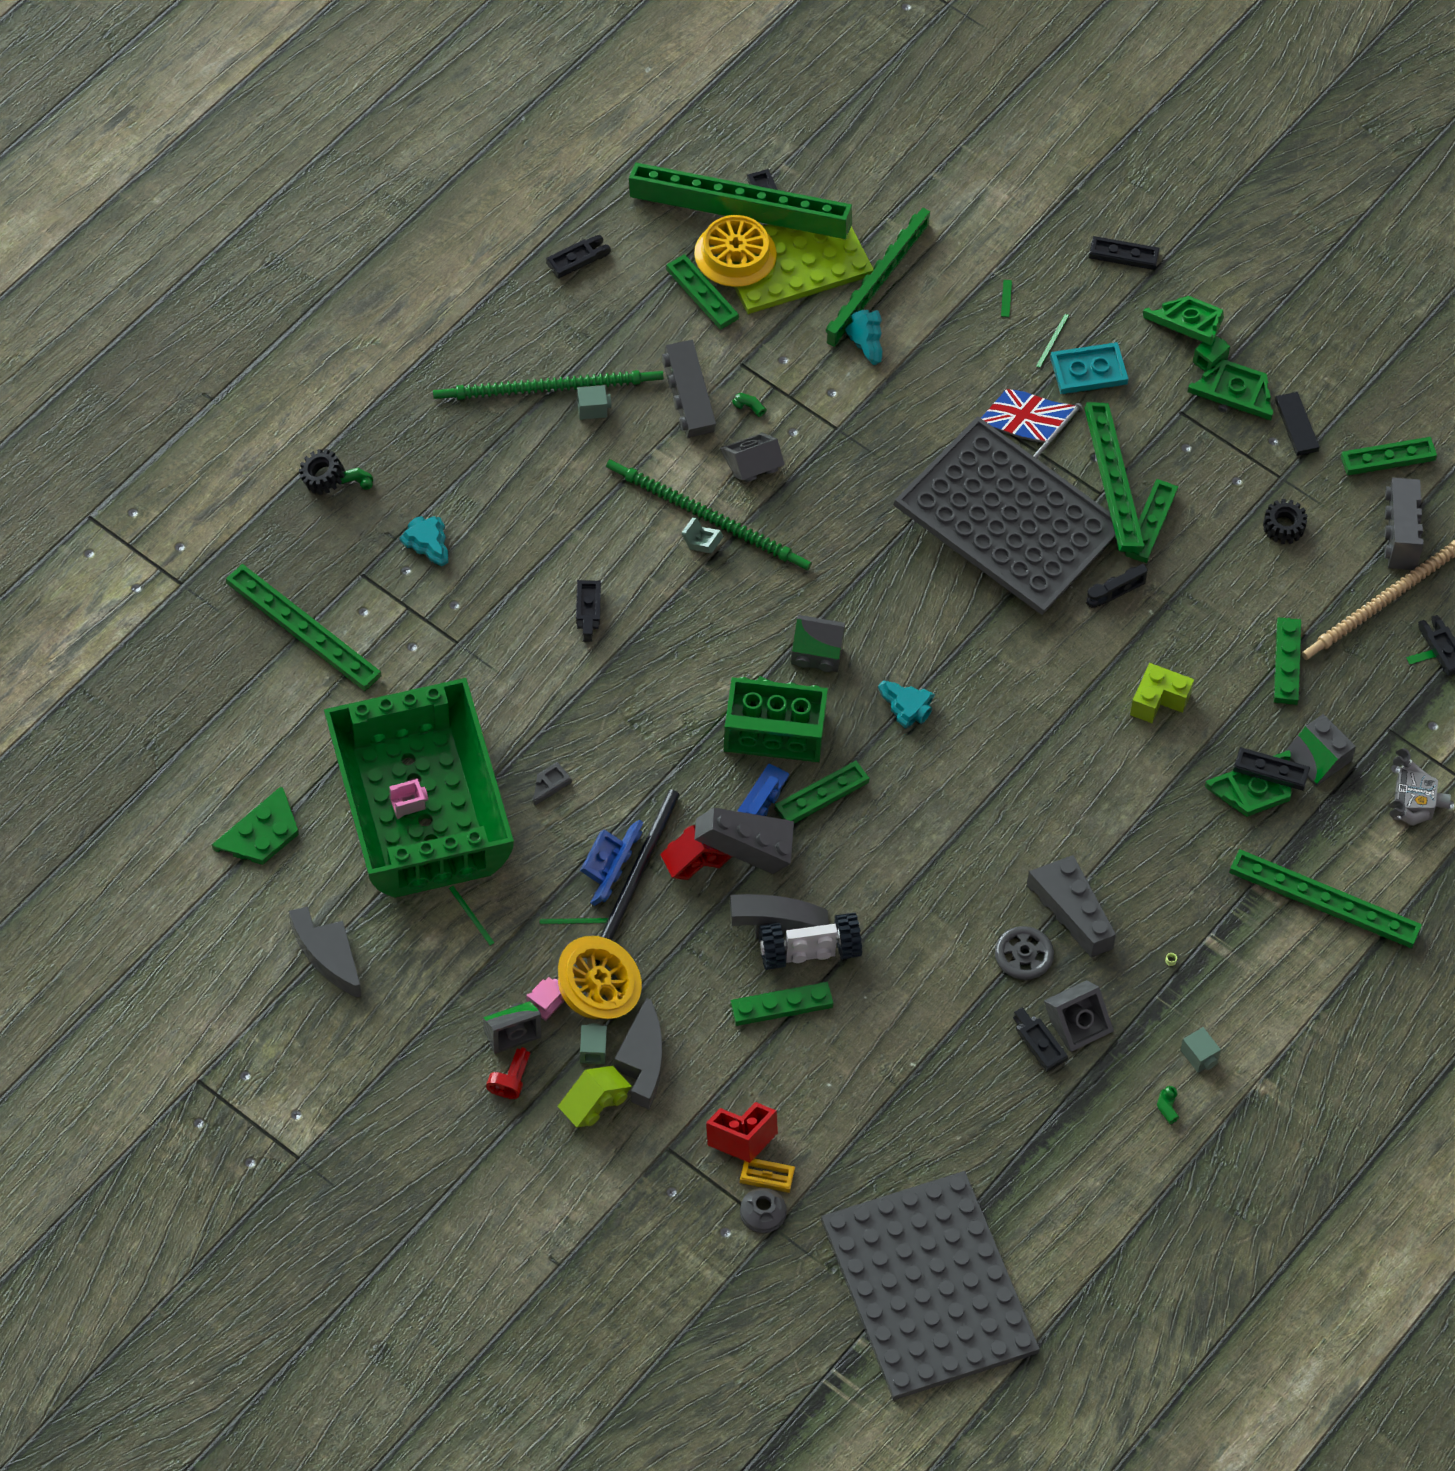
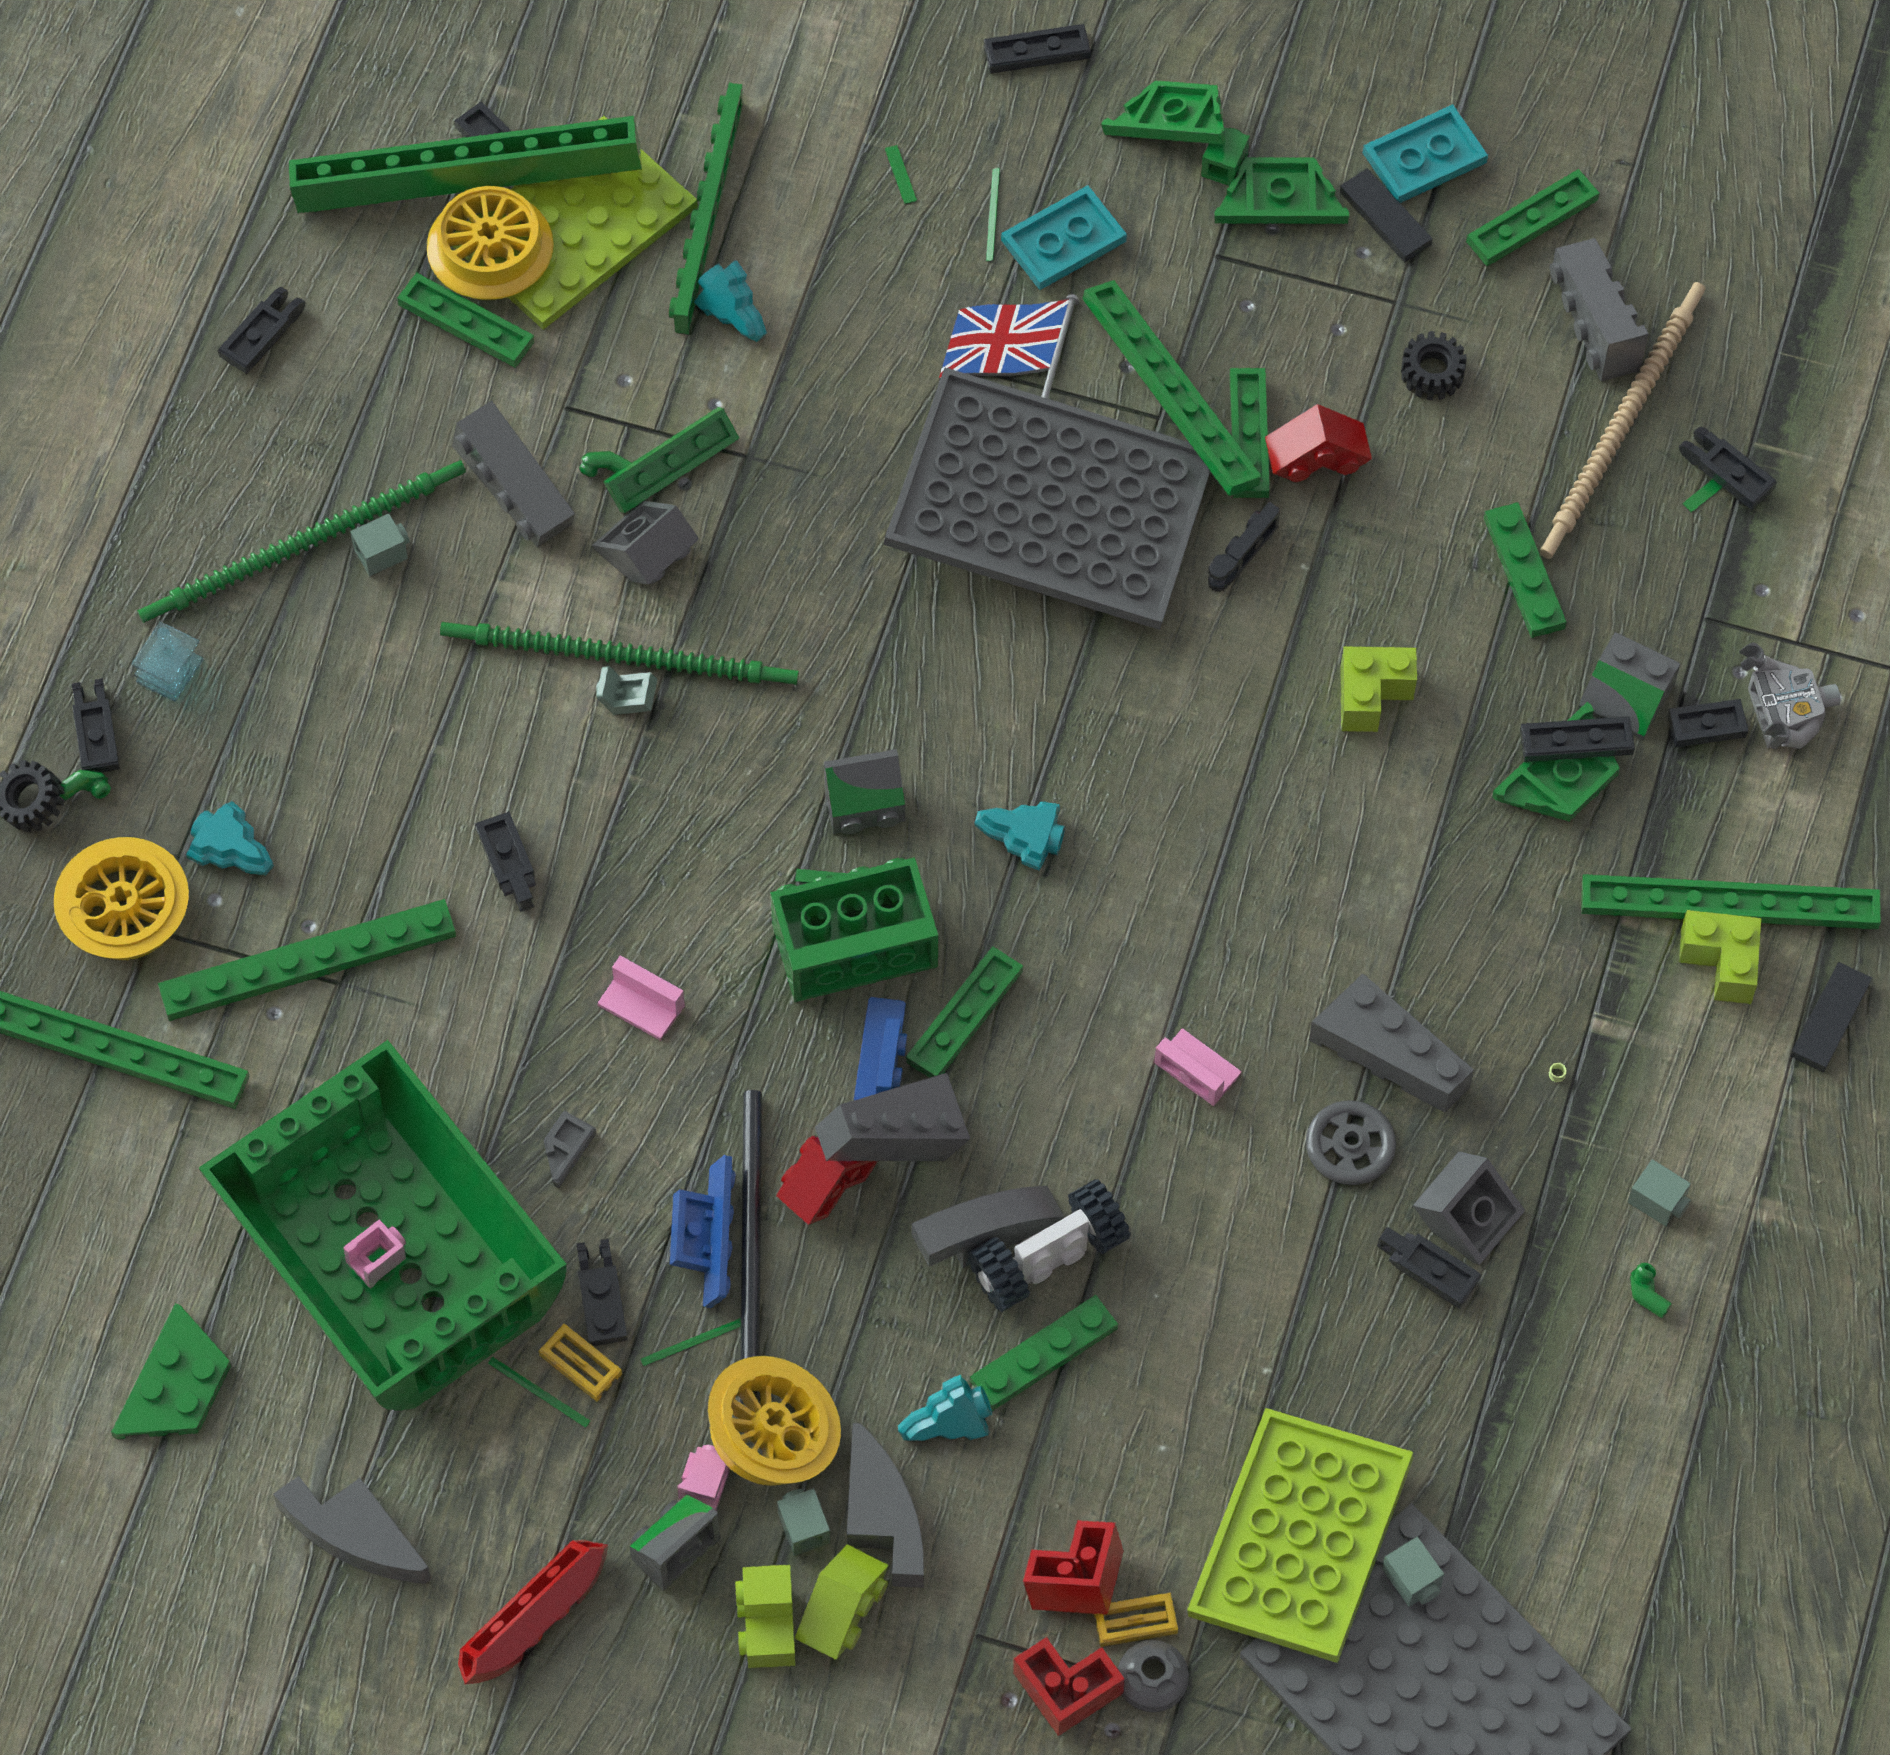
camera: 20 degrees left, 5 degrees up
(325, 538) = (76, 898): none -> yellow piece
(378, 448) = (95, 730): none -> black hinge
(401, 1038) = (532, 1611): none -> red brick
(437, 424) = (167, 661): none -> clear light blue piece
(444, 623) = (306, 960): none -> green plate
(509, 1084) = (710, 1631): red piece -> none
(511, 923) = (604, 1382): none -> yellow tile
(531, 875) = (601, 1298): none -> black hinge
(549, 1085) = (767, 1606): none -> lime brick
(632, 715) = (642, 998): none -> bright pink panel
(708, 1198) = (1067, 1693): none -> red brick
(709, 1015) = (950, 1414): none -> teal rock
(789, 414) = (671, 460): none -> green plate
(887, 1161) = (1300, 1535): none -> lime plate
(944, 1207) = (1413, 1573): none -> sand green brick
(949, 874) = (1196, 1066): none -> bright pink panel
(1189, 538) = (1318, 440): none -> red brick
(1309, 921) = (1729, 945): none -> lime brick
(1338, 395) = (1425, 154): none -> teal plate
(1357, 988) = (1831, 1017): none -> black tile
(1360, 789) = (1708, 723): none -> black plate

